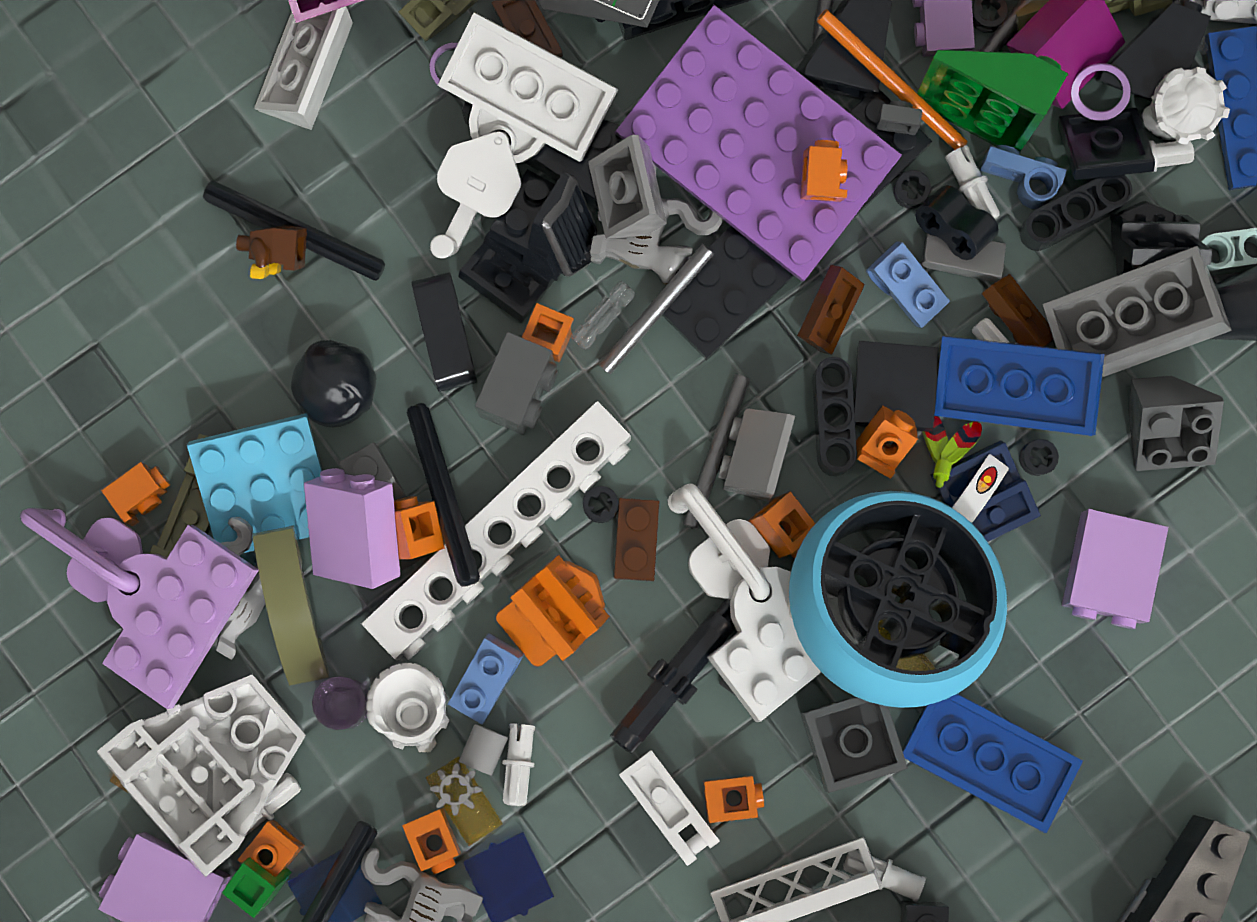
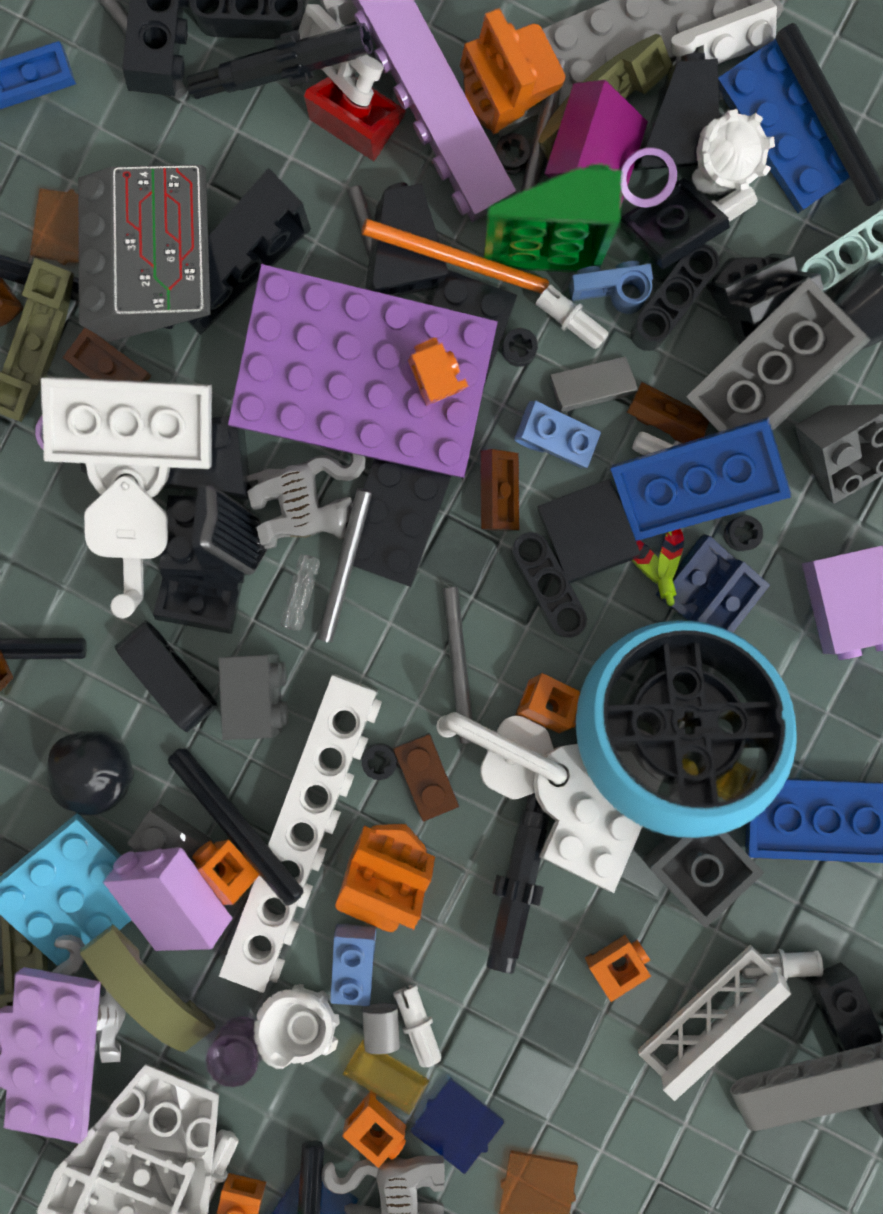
camera: 25 degrees left, 5 degrees up
(447, 797) = (369, 1089): light grey gear -> none
(549, 330) = (257, 634): orange brick -> none
(627, 189) = (265, 473): light grey slope -> none
(668, 806) = (565, 998): white plate -> none
(757, 453) = (496, 653): light grey slope -> none
(884, 427) = (605, 586): orange brick -> none
(899, 118) = (479, 287): dark grey plate -> none
(957, 222) = (574, 358): black axle -> none
(981, 488) = (707, 588): white sticker -> none

